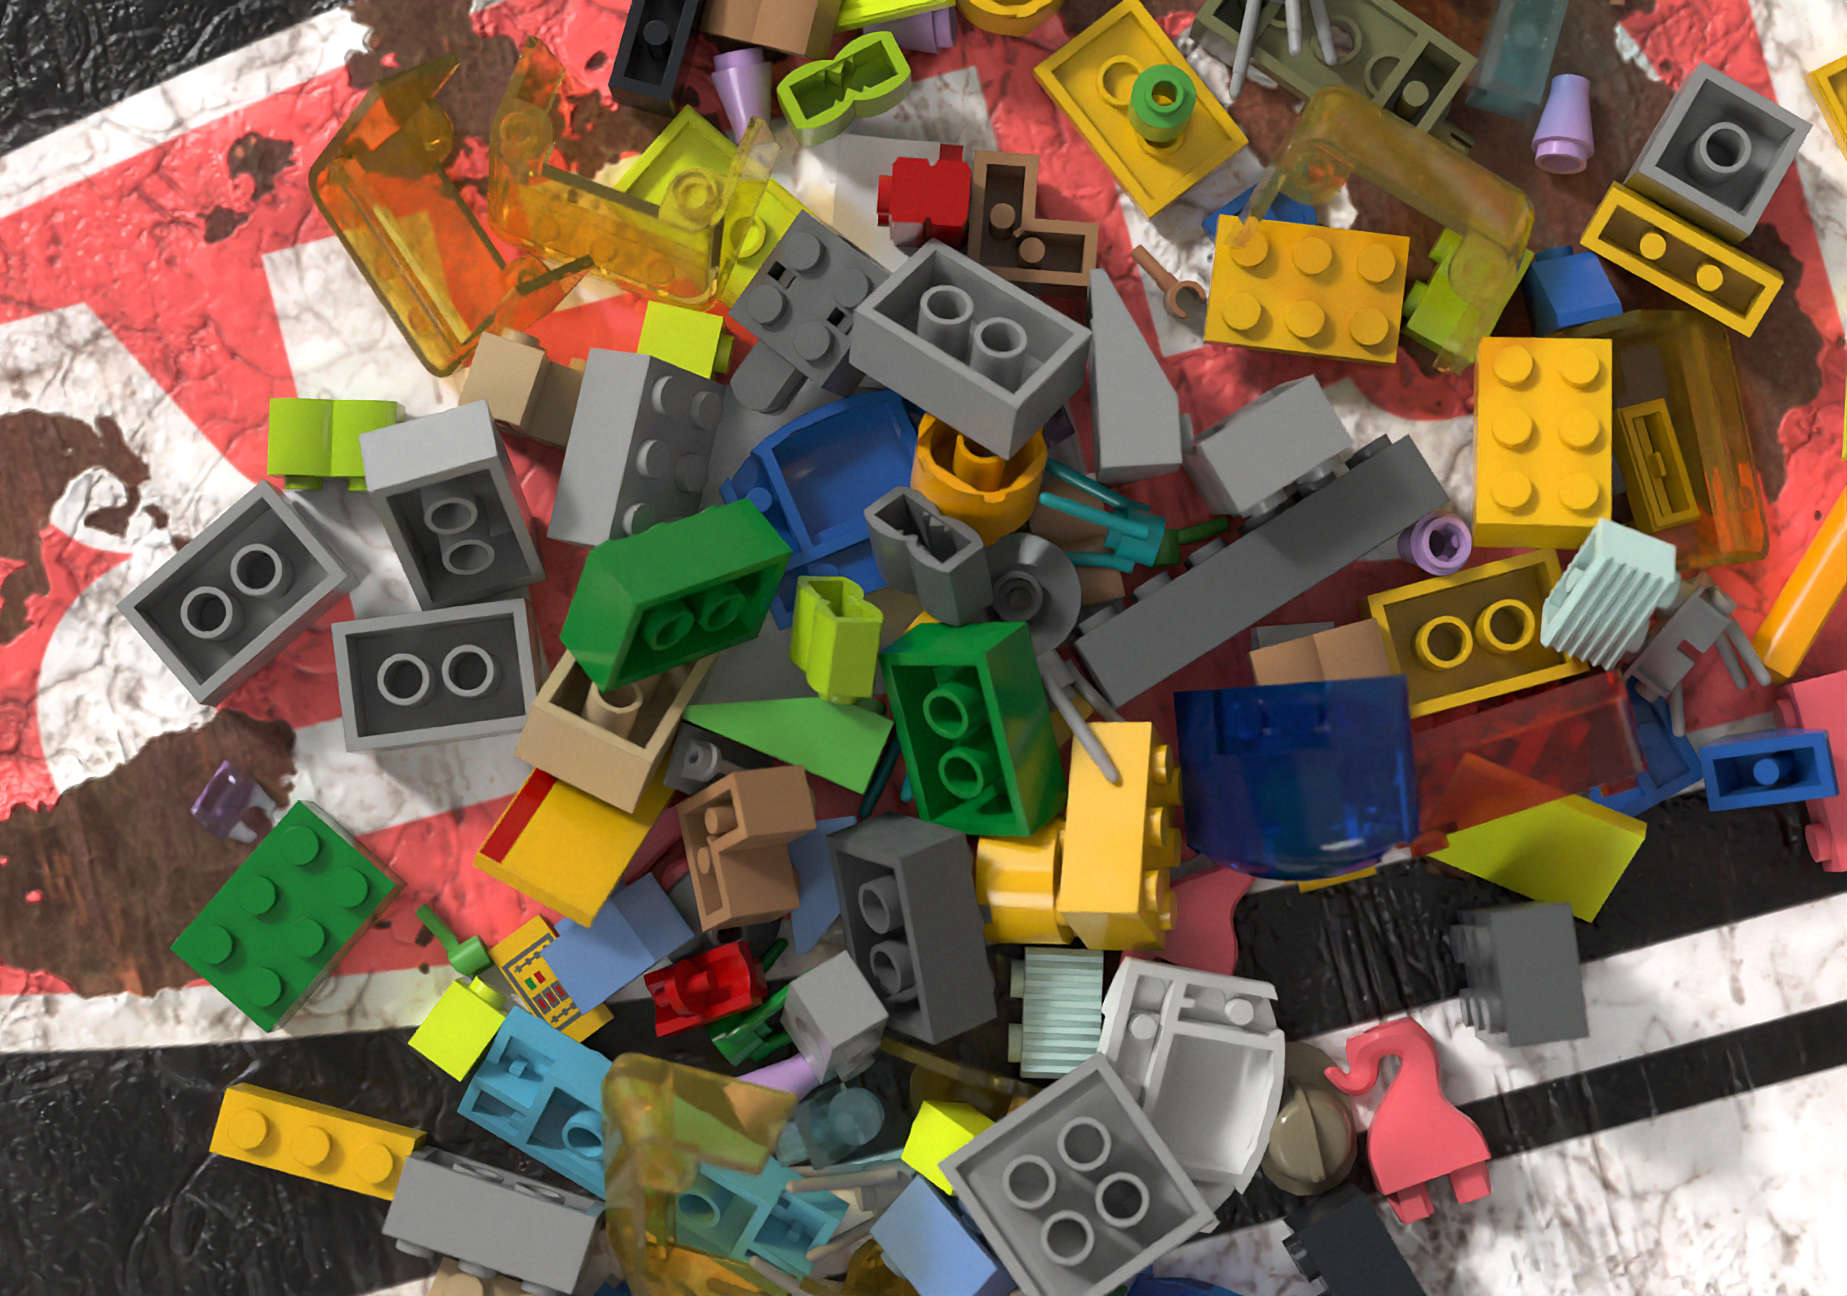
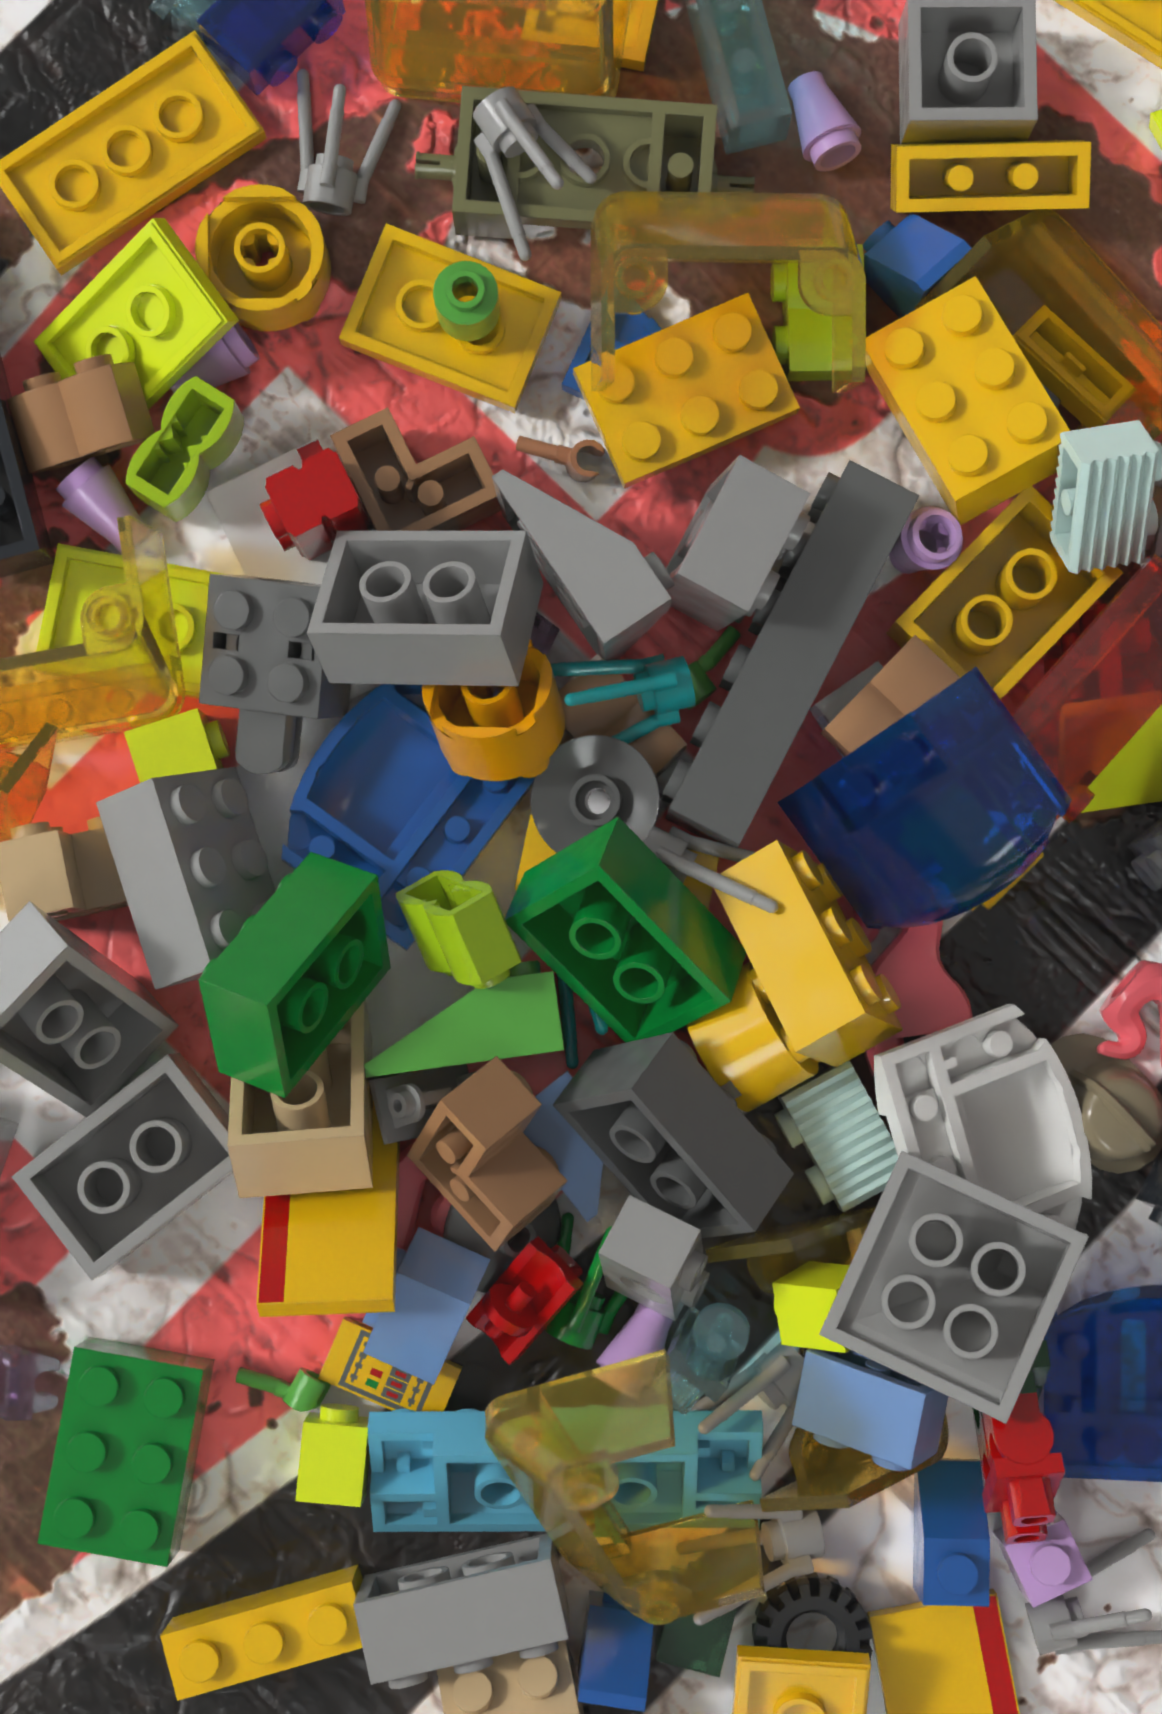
camera: 30 degrees left, 0 degrees up
(929, 555) = (498, 809): dark grey brick -> none

